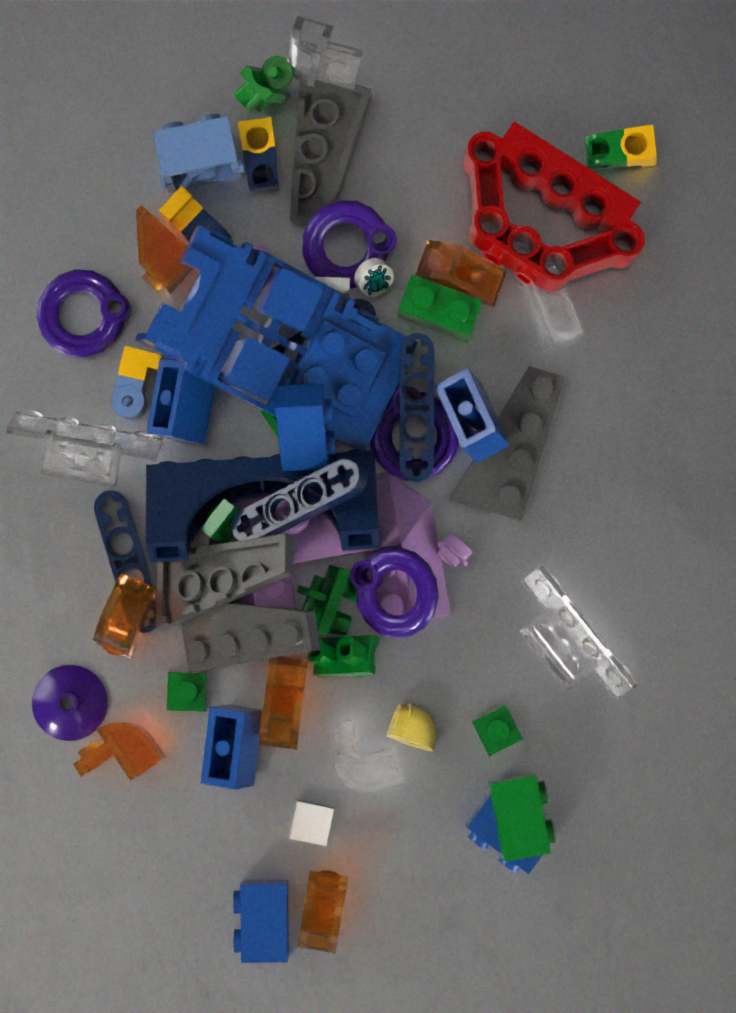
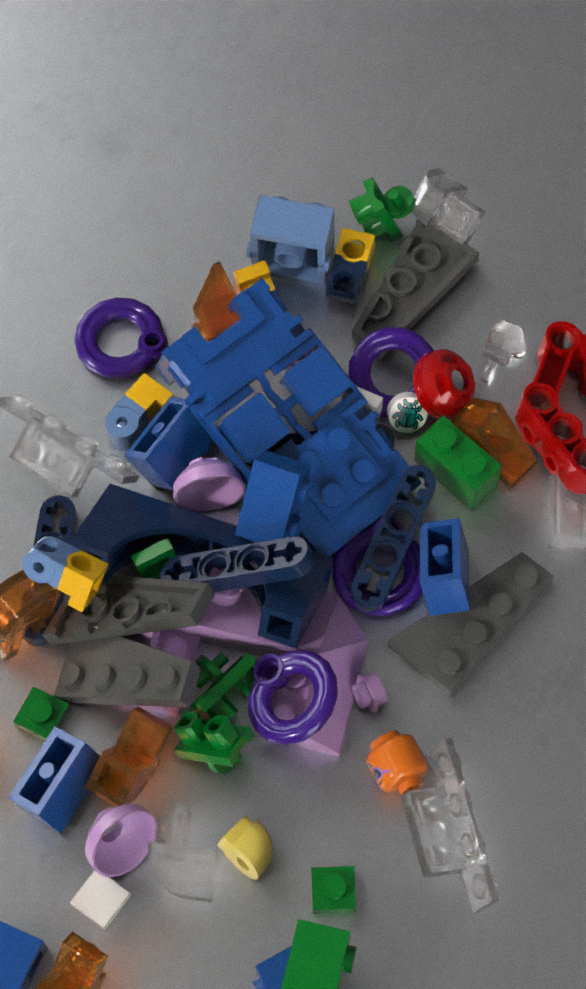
camera: 25 degrees right, 20 degrees down
(152, 570) = (66, 570): none -> leg
(232, 426) = (208, 485): none -> lavender piece
(306, 772) = (125, 845): none -> lavender piece
(388, 241) = (435, 386): none -> red piece
(429, 170) = (503, 343): none -> clear piece
(504, 603) = (397, 762): none -> orange head

